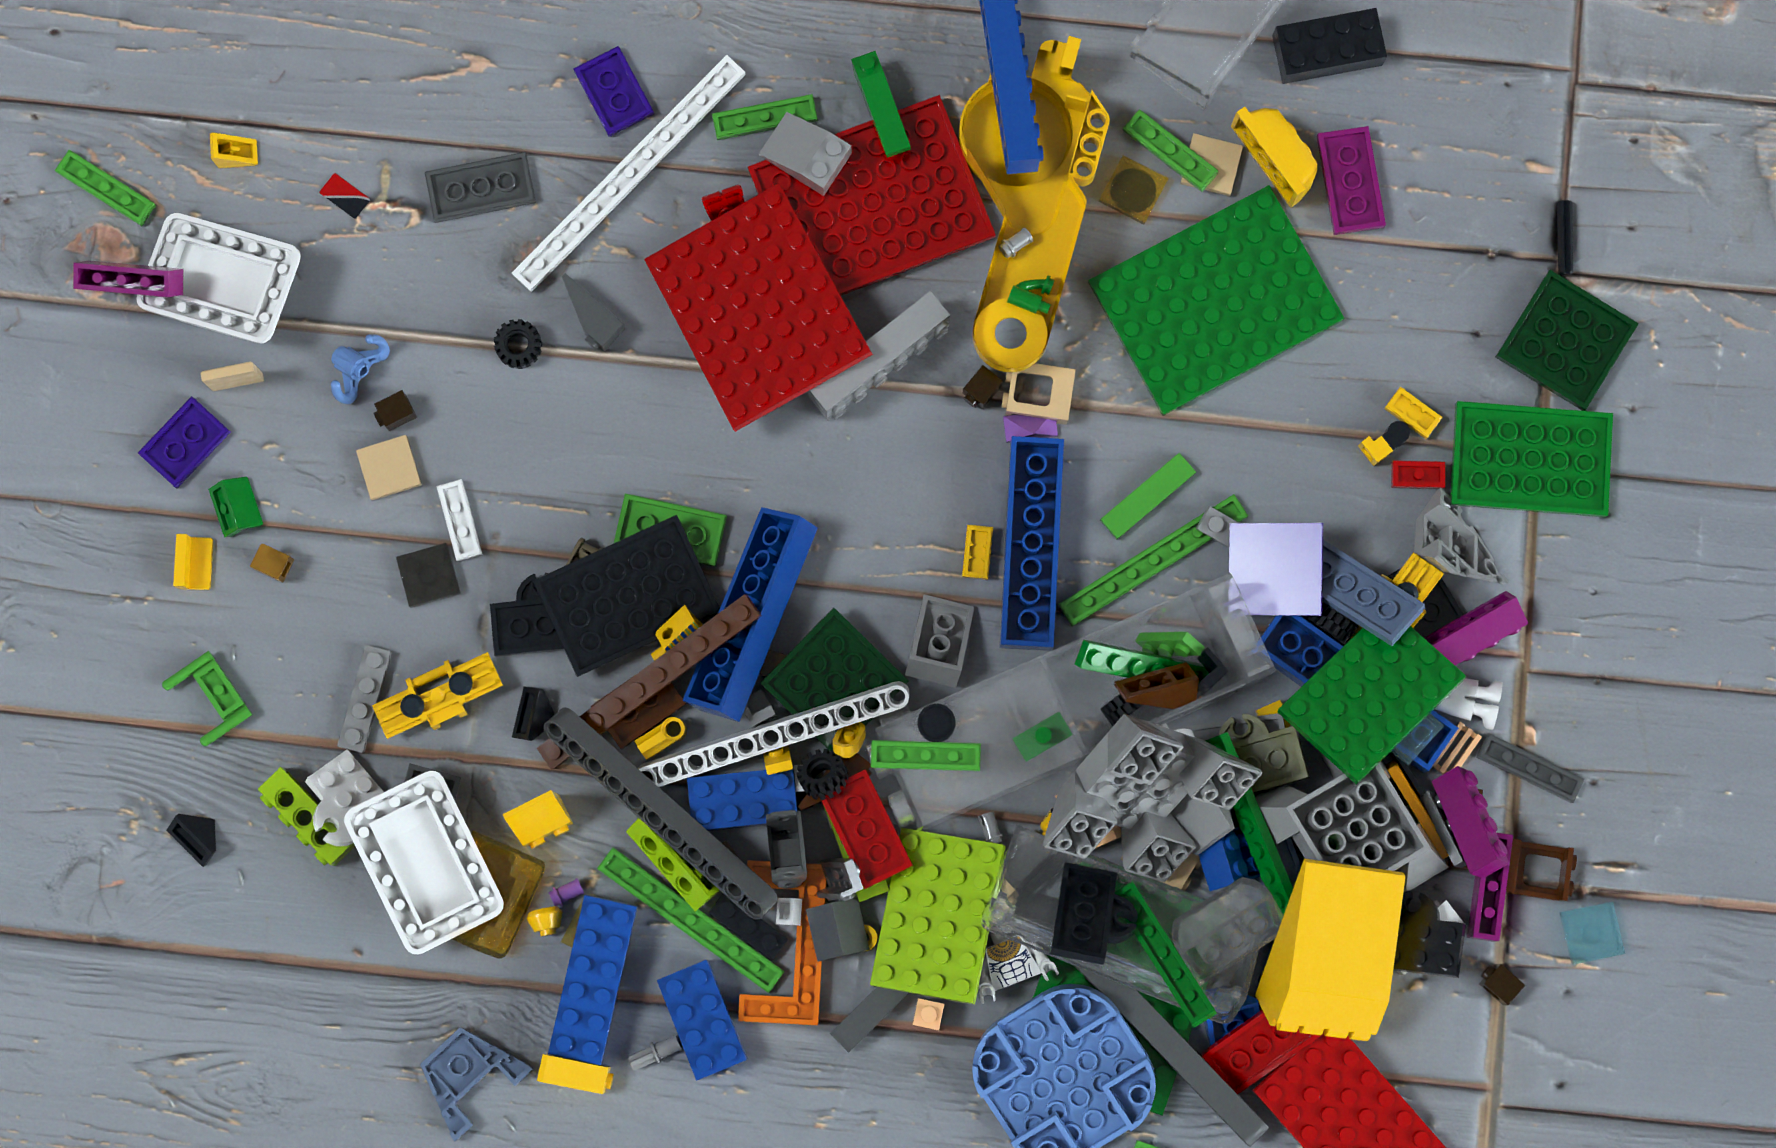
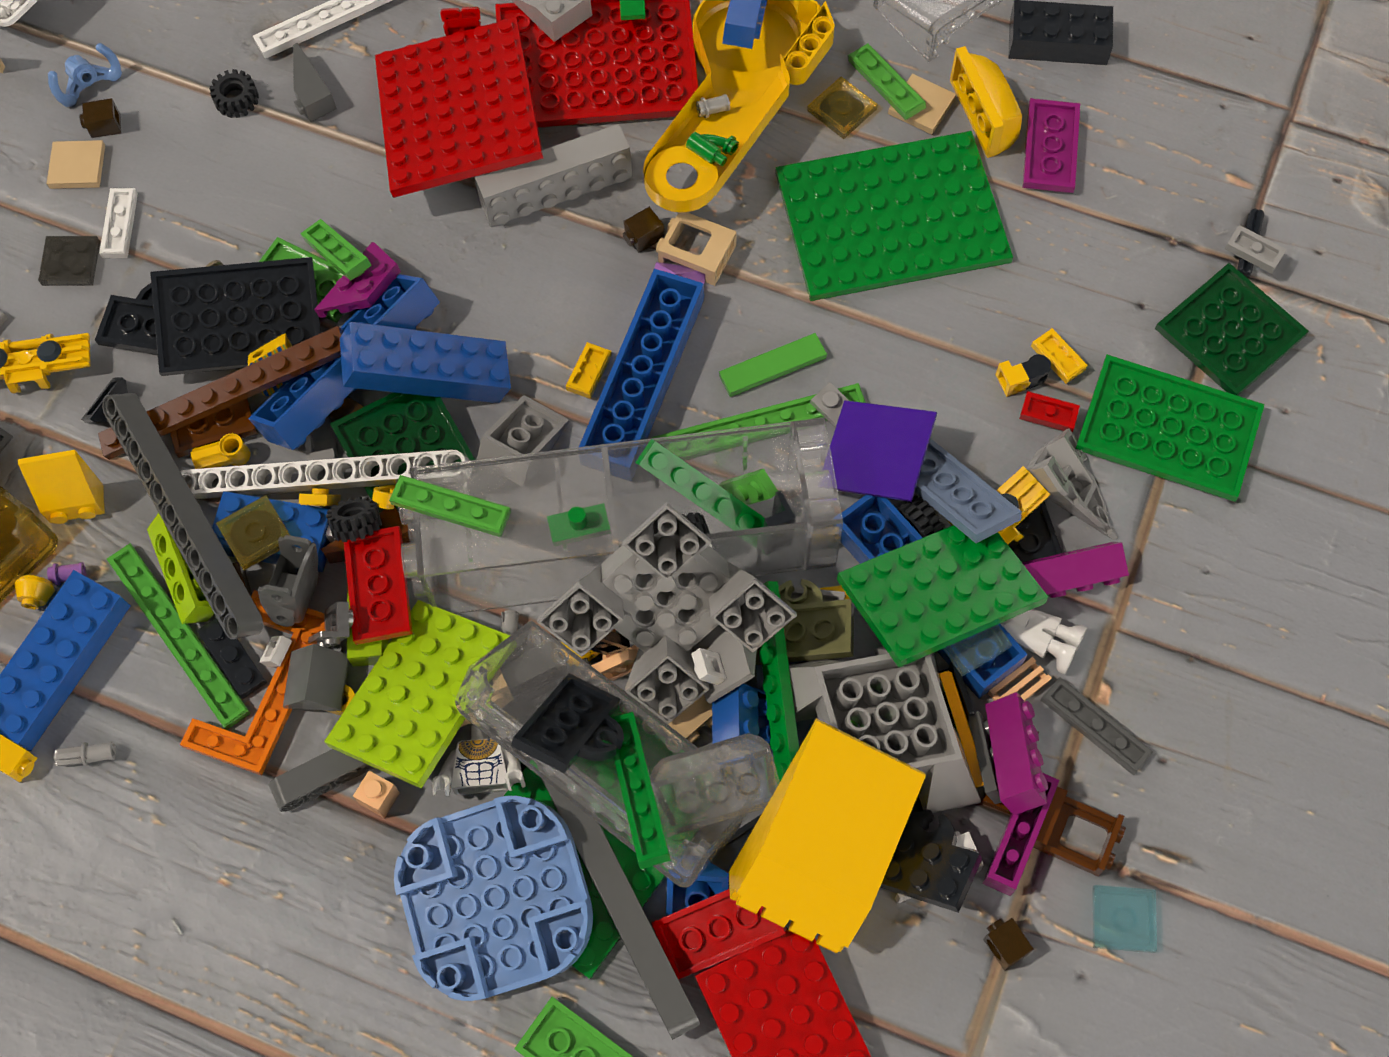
camera: 20 degrees right, 15 degrees down
(694, 498) = (336, 249): none -> bright green plate
(702, 1019) = (143, 733): blue brick -> none
(733, 525) = (362, 290): none -> magenta wing
(735, 812) = (253, 532): none -> clear yellow tile
(833, 602) = (424, 363): none -> blue brick
(936, 723) = (473, 476): black piece -> none
(1162, 688) = (718, 515): reddish brown slope -> none
(1190, 828) = (708, 666): none -> white plate
(1572, 251) = (1255, 249): none -> light grey plate

